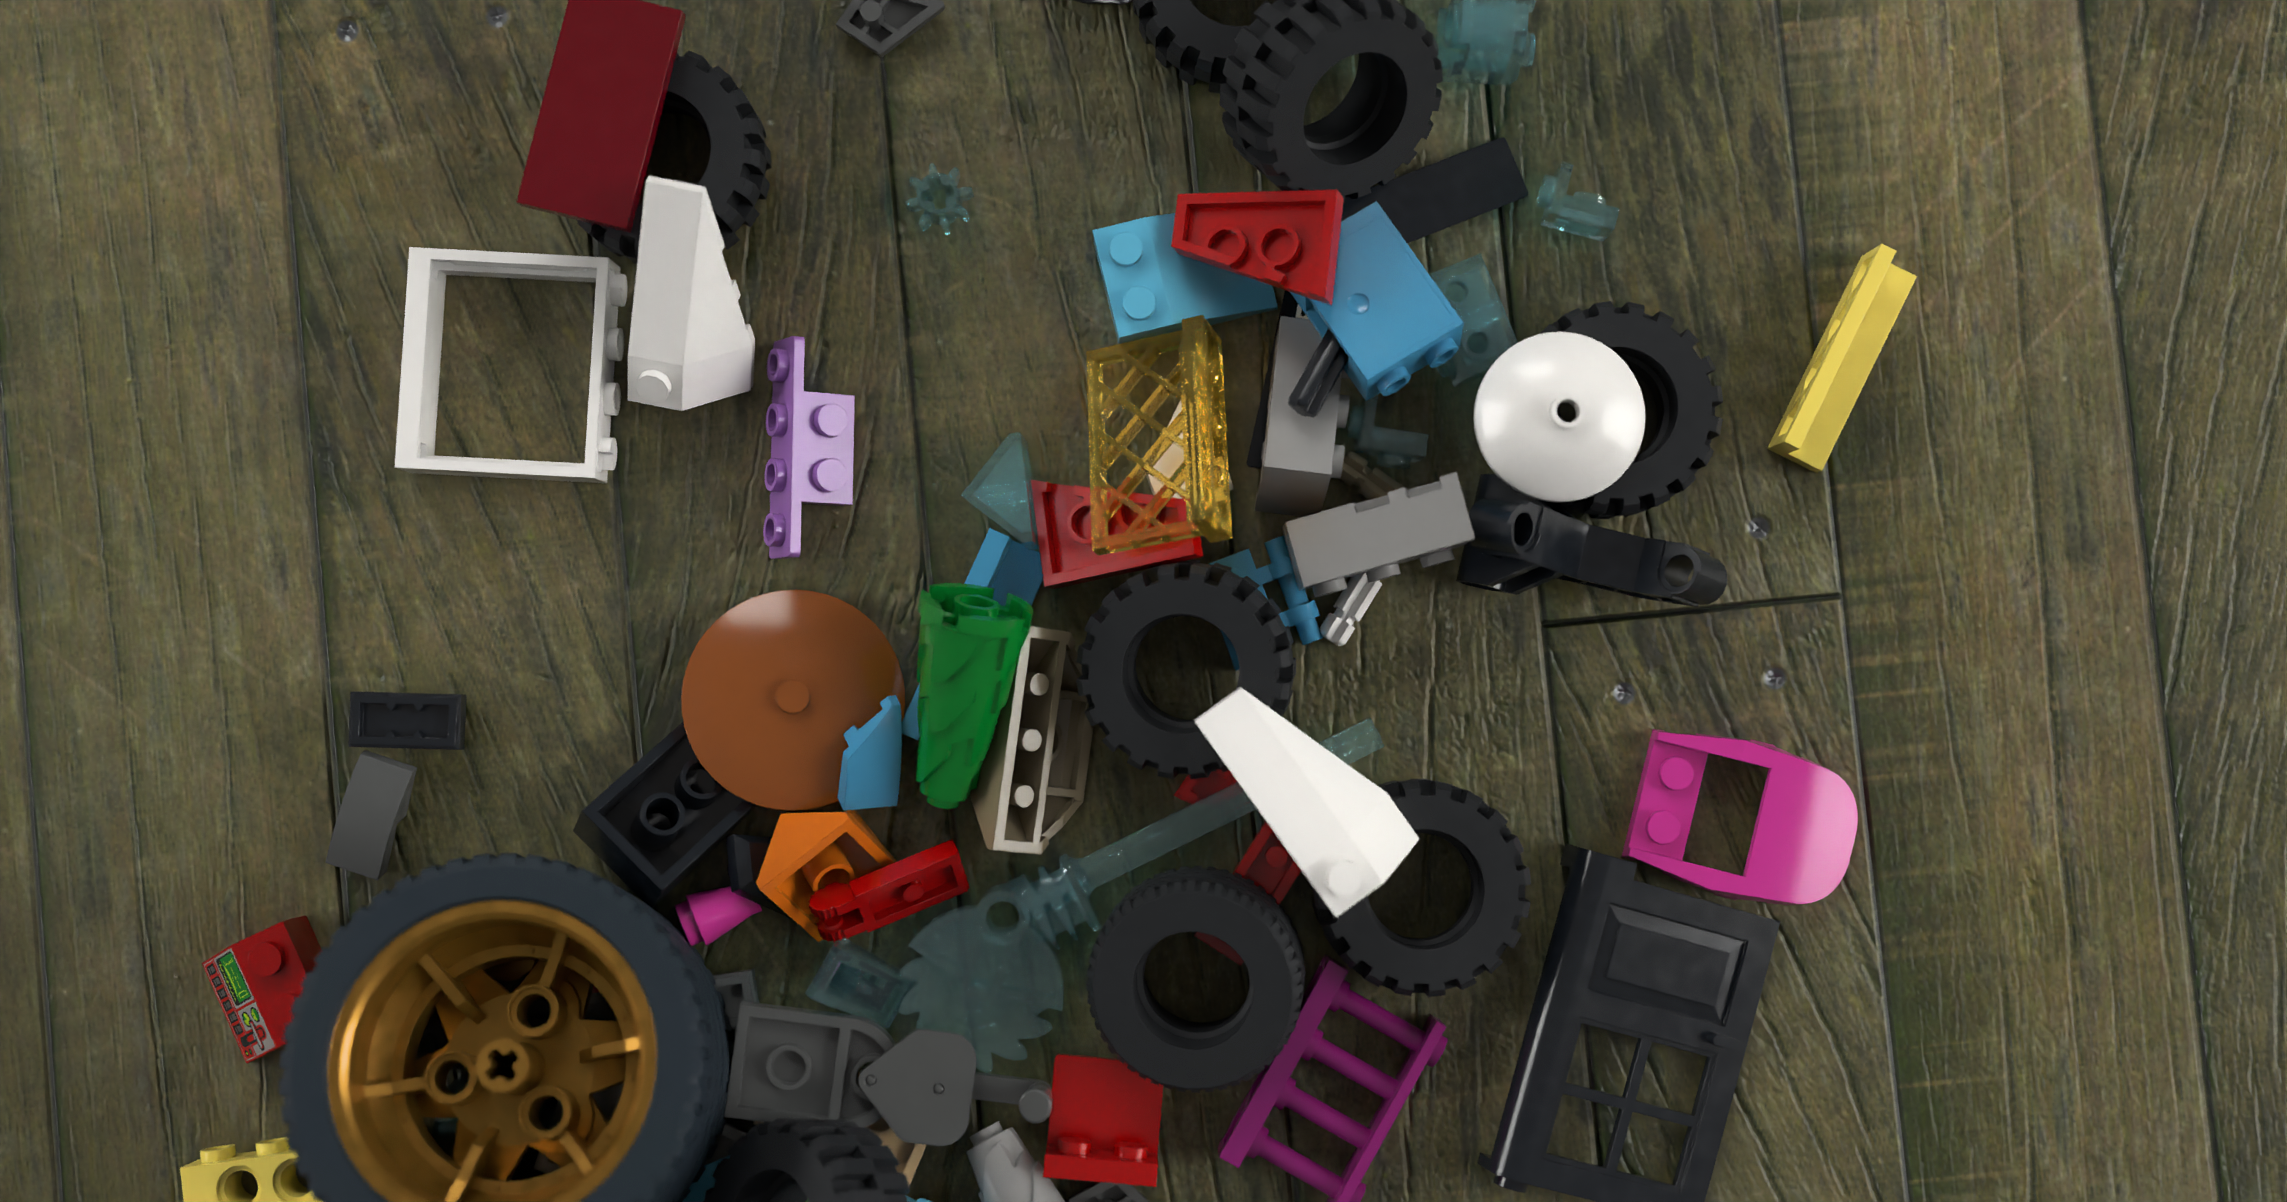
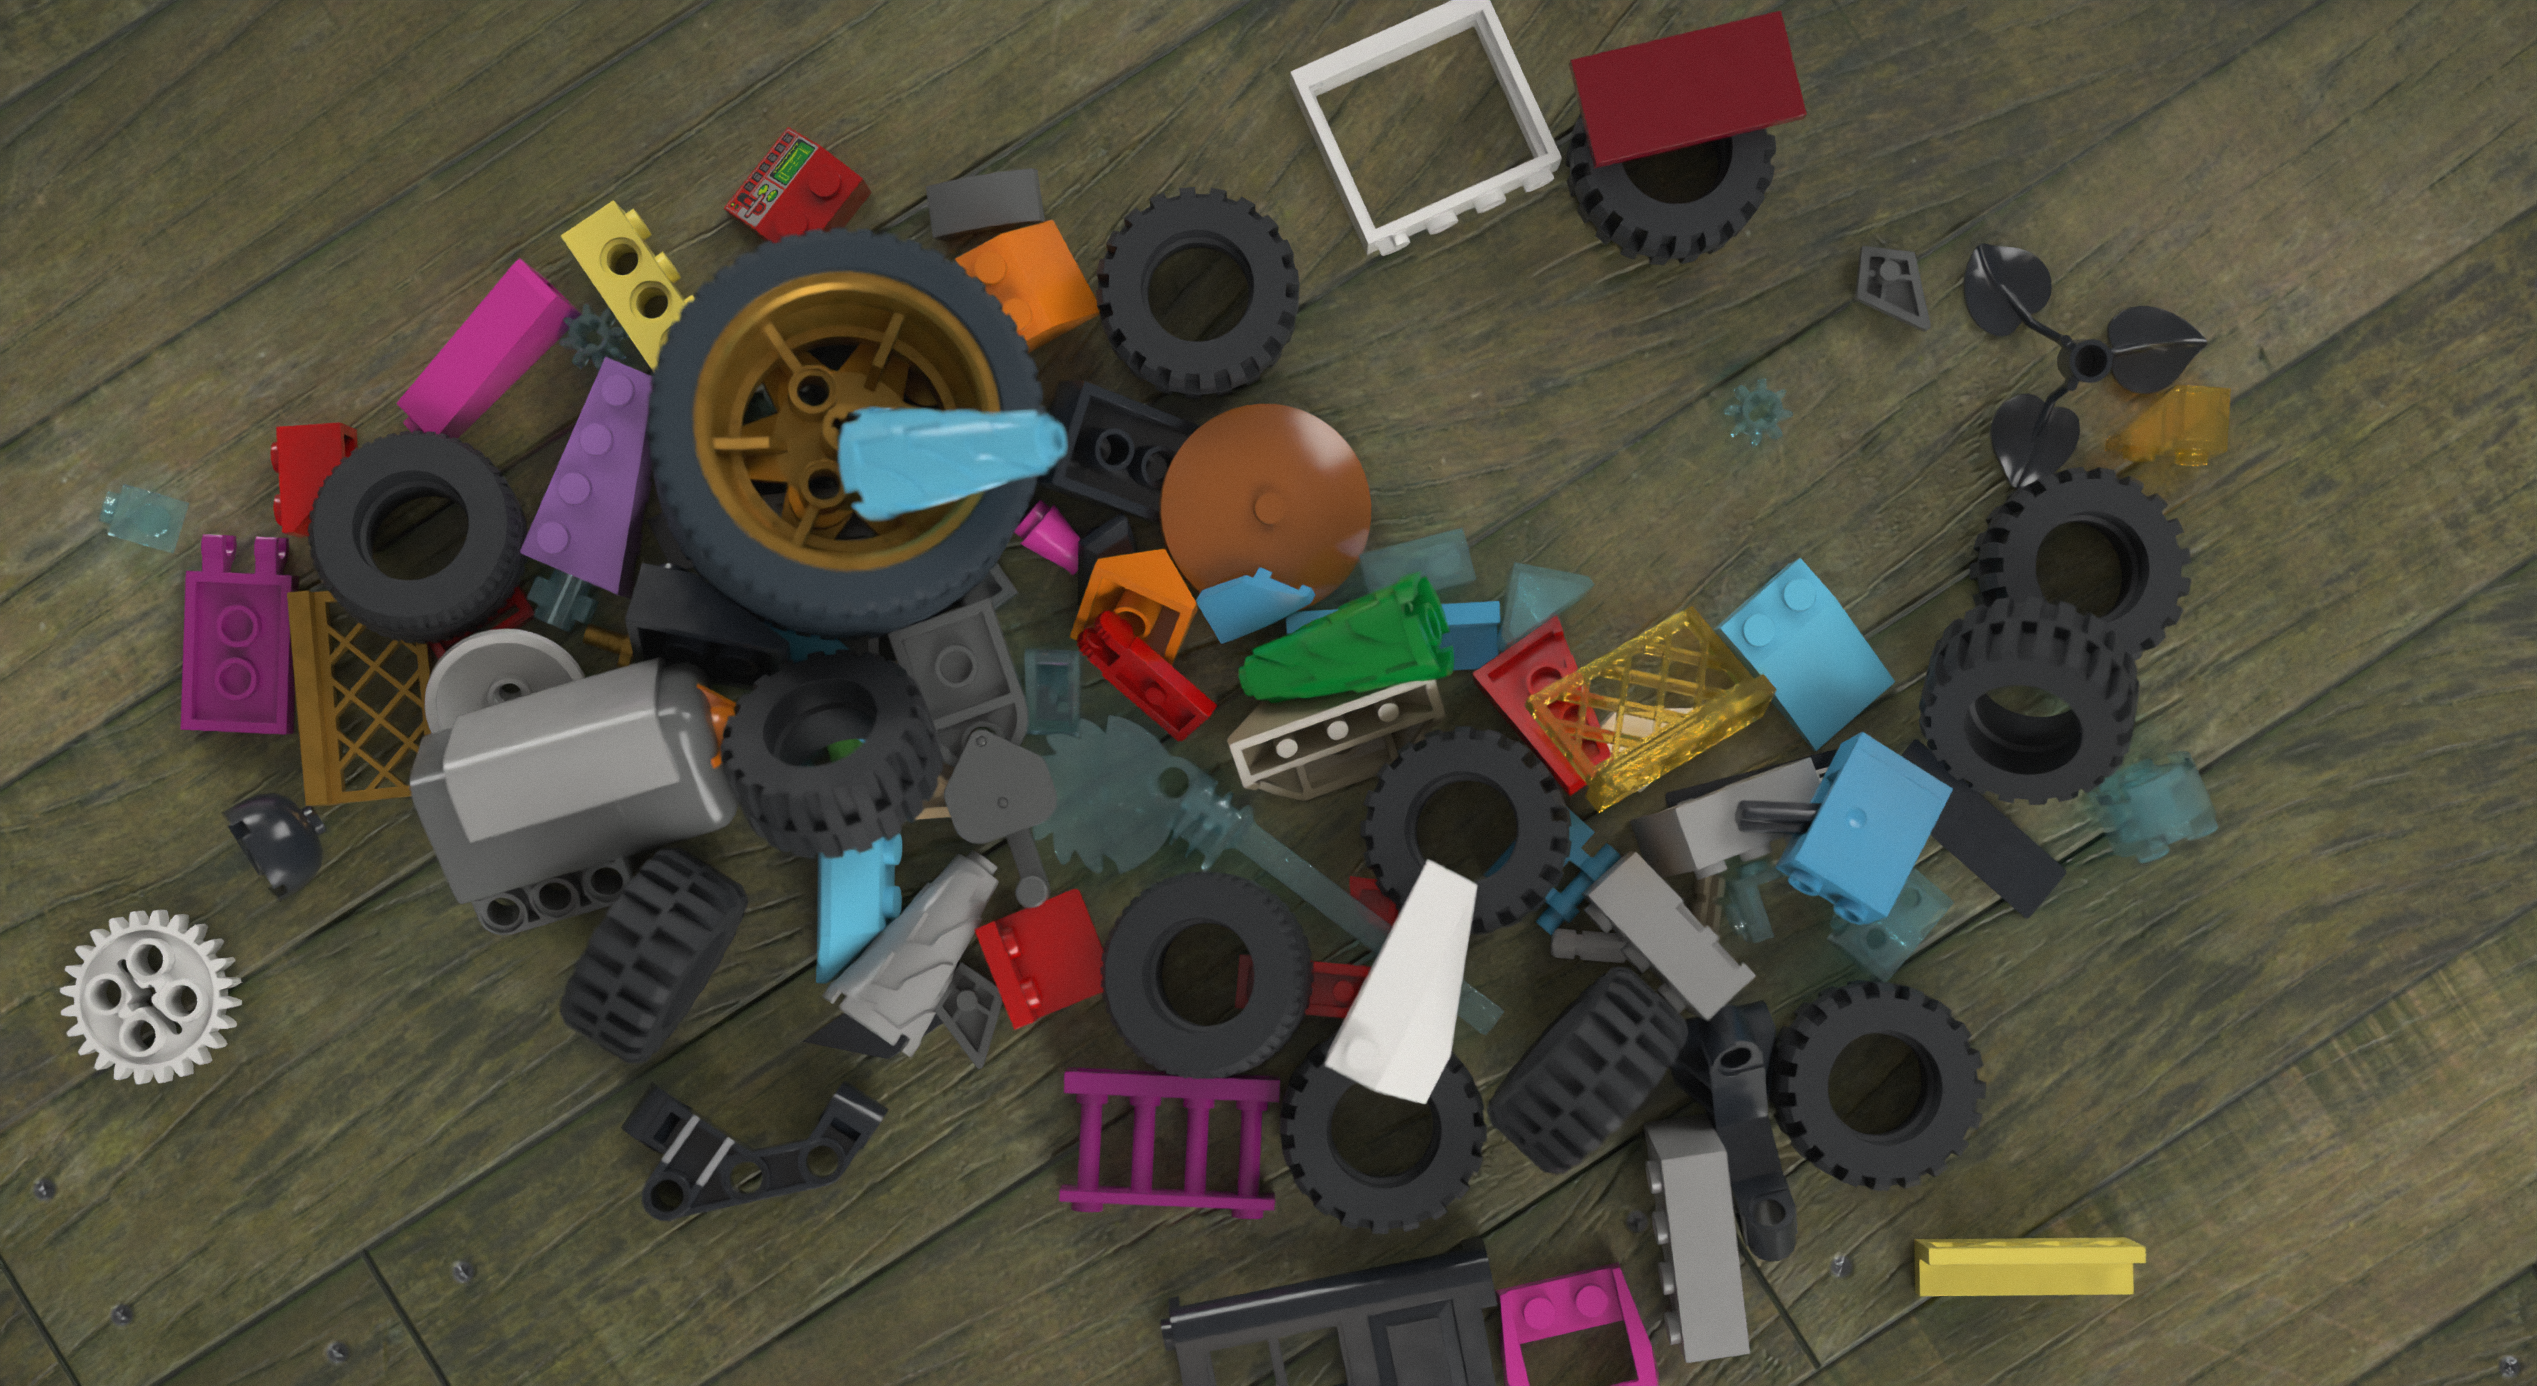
camera: 65 degrees right, 0 degrees up
(407, 720) = (1079, 192): black plate -> none
(468, 810) = (1034, 281): none -> orange slope
(486, 646) = (1185, 224): none -> black tyre
(570, 1002) = (933, 457): none -> medium azure cone
(686, 313) = (1544, 253): white wedge -> none
(808, 448) = (1485, 411): bracket -> none
(920, 562) = (1439, 557): none -> clear light blue brick
(1265, 236) = (1872, 708): red wing -> none
(1466, 672) = (1587, 1071): none -> black tyre
(1529, 442) = (1811, 1035): white dish -> none
(1577, 214) = (2033, 972): clear light blue bracket -> none
(1667, 647) = (1697, 1238): none -> light grey wedge

